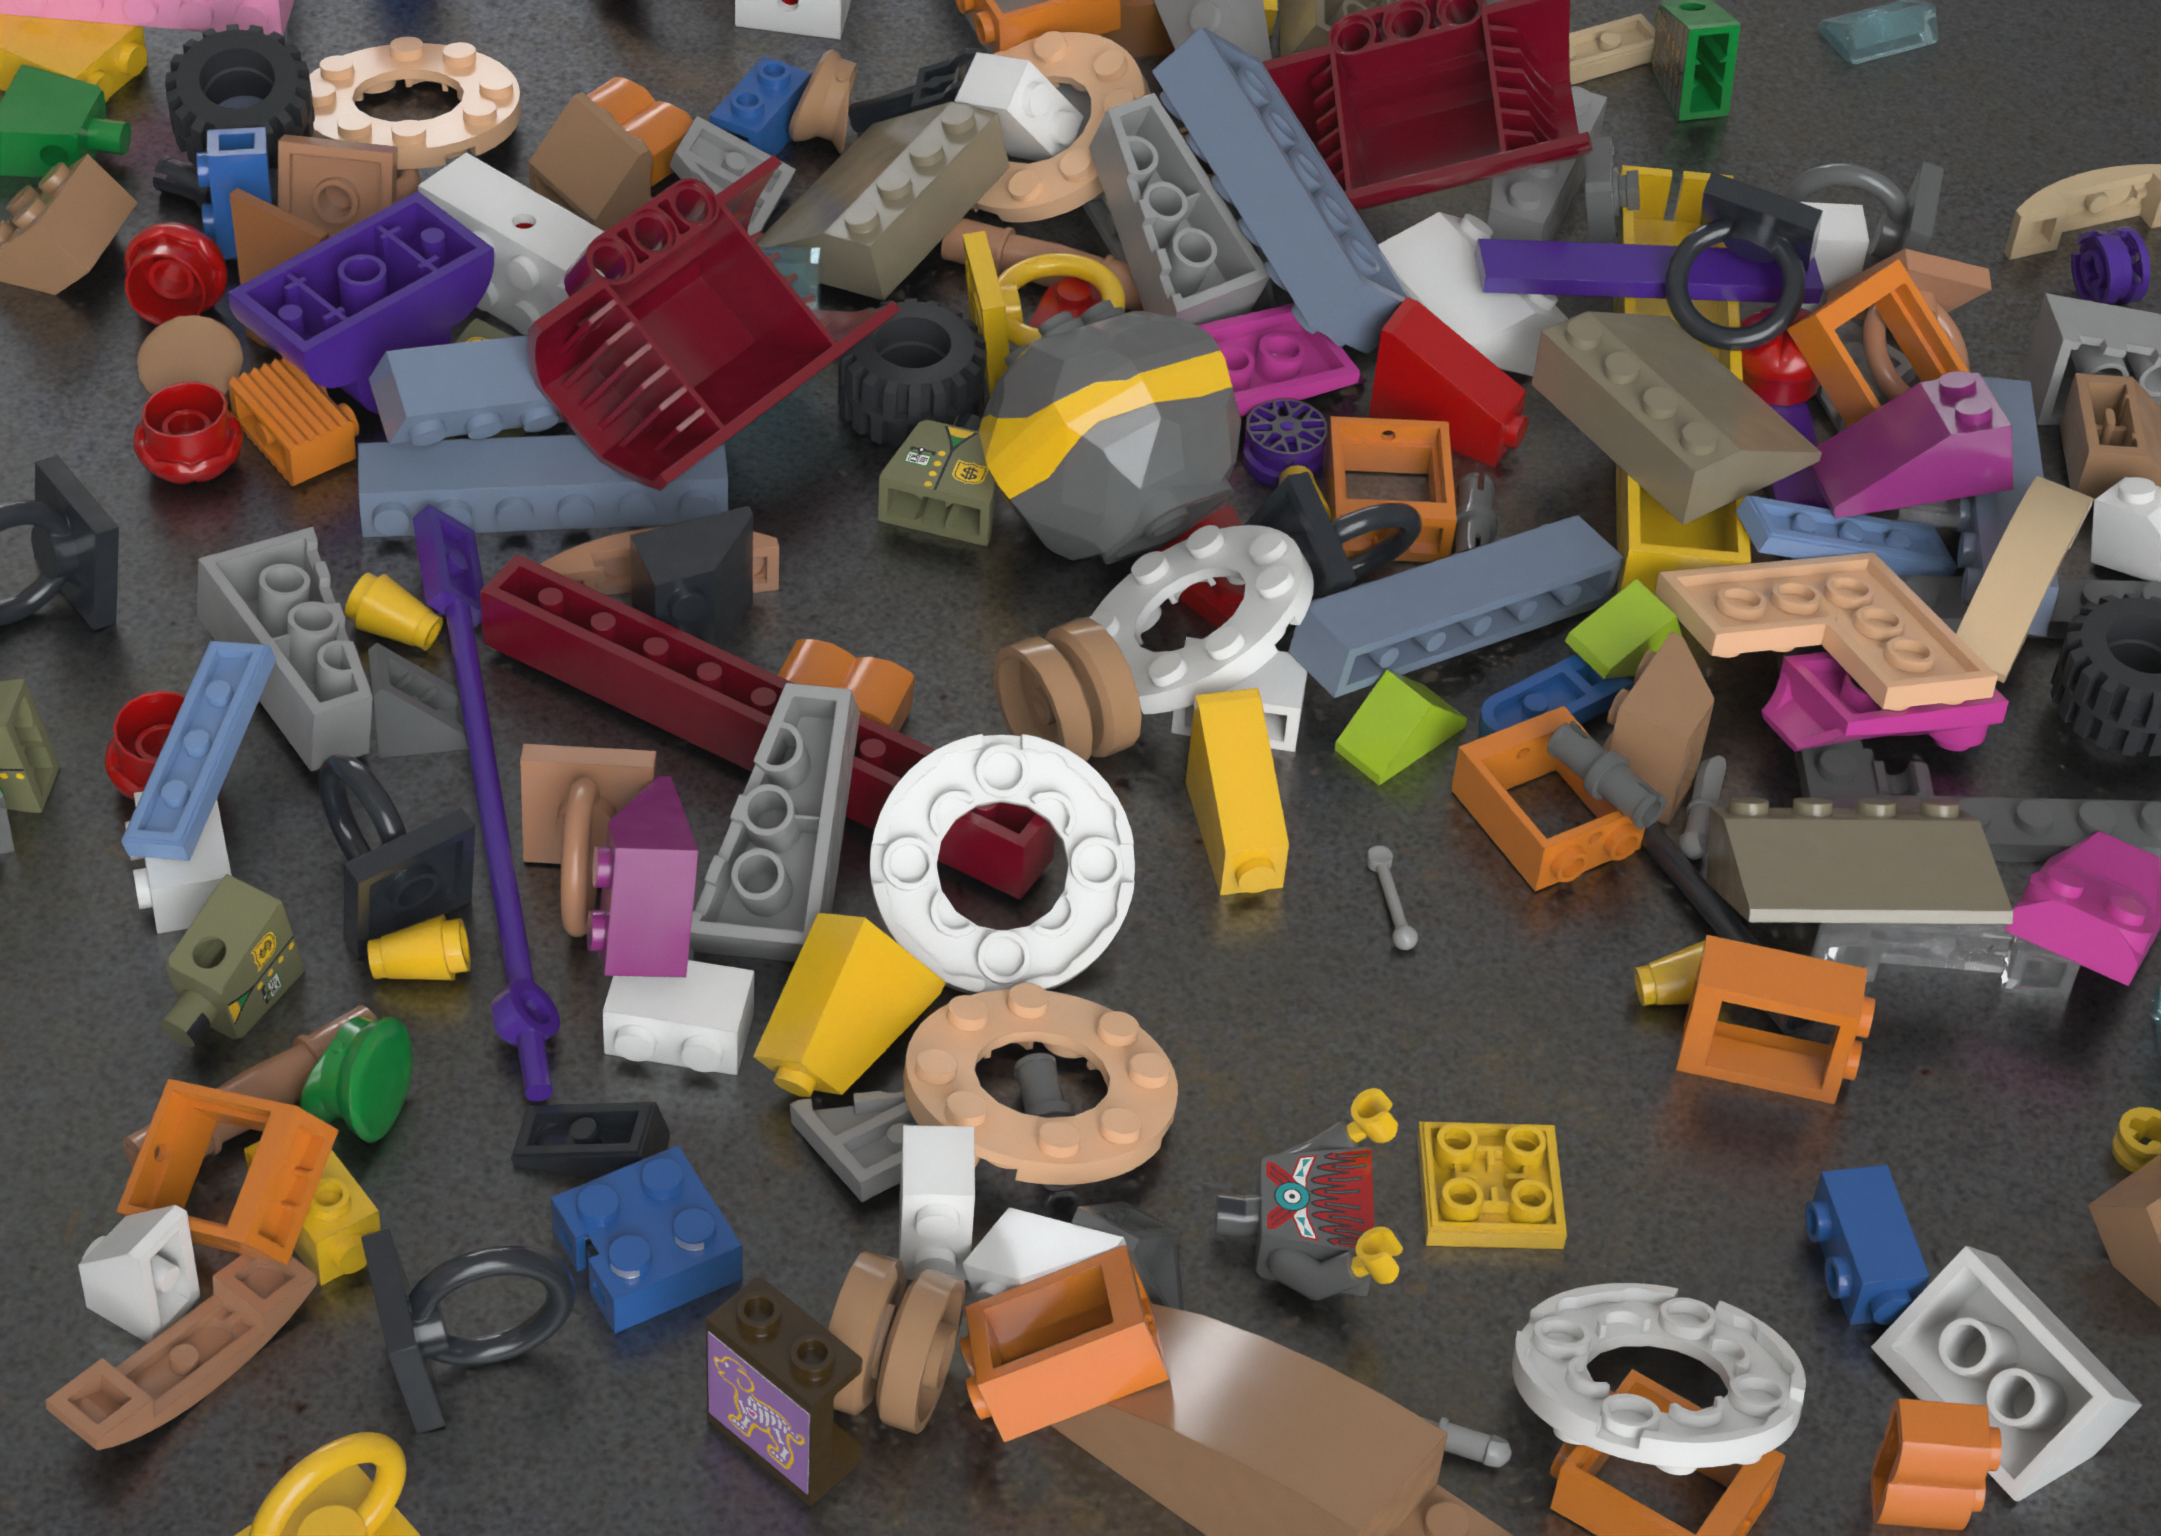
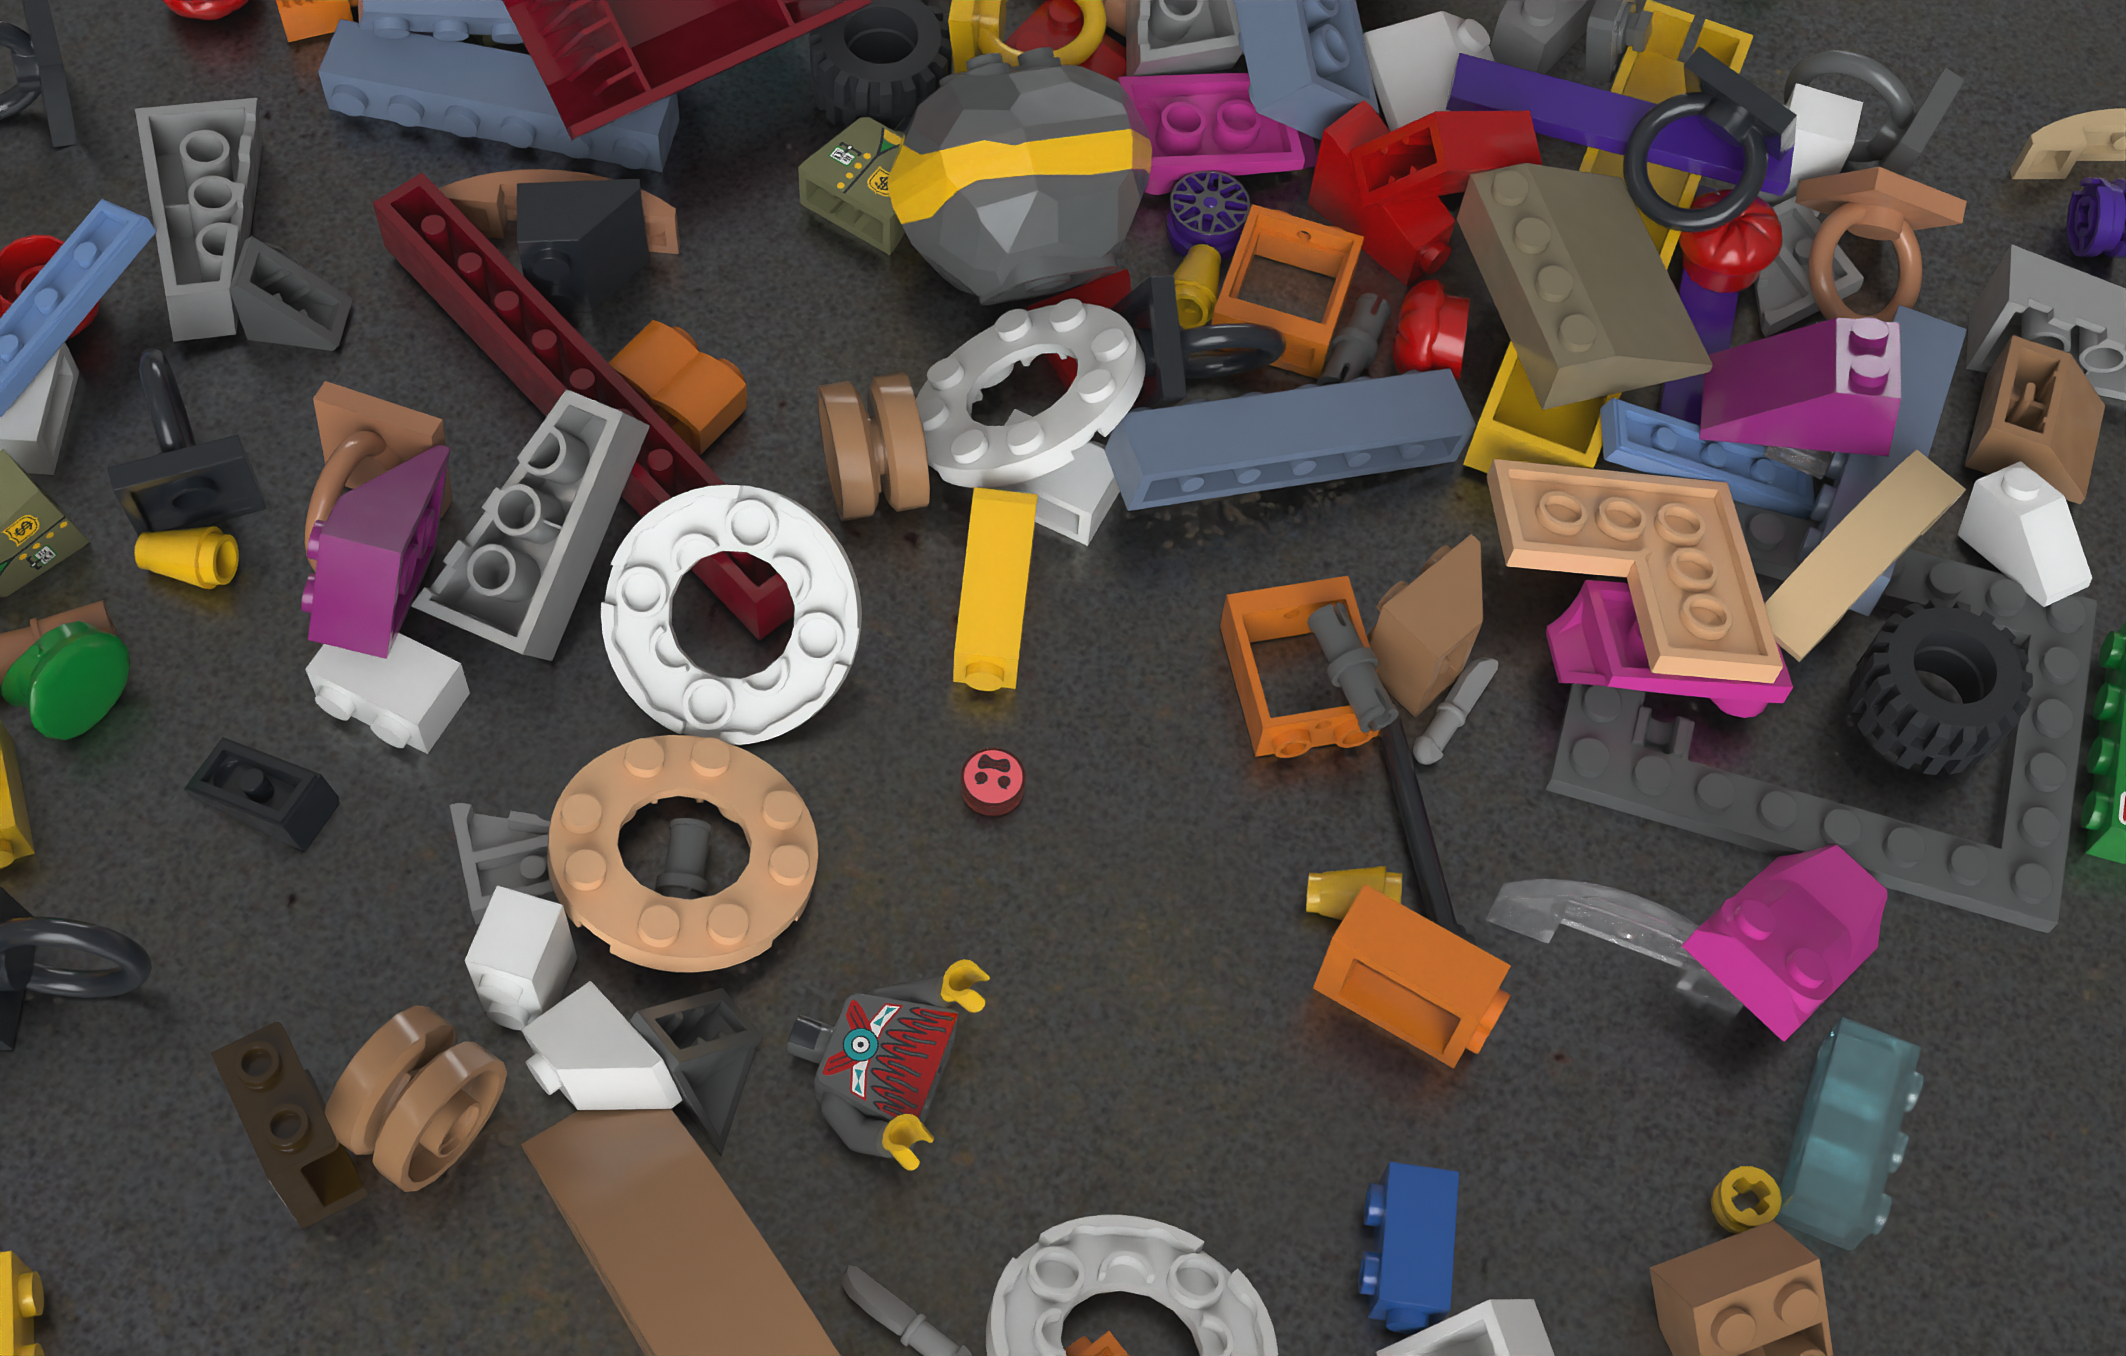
camera: 15 degrees right, 15 degrees up
(392, 612) = (309, 194): yellow cone -> none
(452, 589) = (377, 164): dark purple bar -> none
(647, 1238) = (261, 911): blue piece -> none
(843, 1005) = (528, 723): yellow slope -> none
(1071, 1373) = (576, 1197): orange window -> none
(1301, 966) = (992, 781): none -> tile
(1380, 860) = (1118, 686): light grey hinge -> none
(1397, 727) = (1193, 546): lime slope -> none
(1491, 1185) = (1076, 1068): yellow tile -> none
(1499, 325) = (1441, 153): none -> red slope
(1544, 486) = (1431, 330): none -> red piece
(1559, 685) = (1356, 552): blue plate -> none
(1623, 631) = (1443, 512): lime slope -> none
(1854, 863) = (1562, 834): dark tan slope -> none
(1905, 316) = (1858, 239): orange window -> none

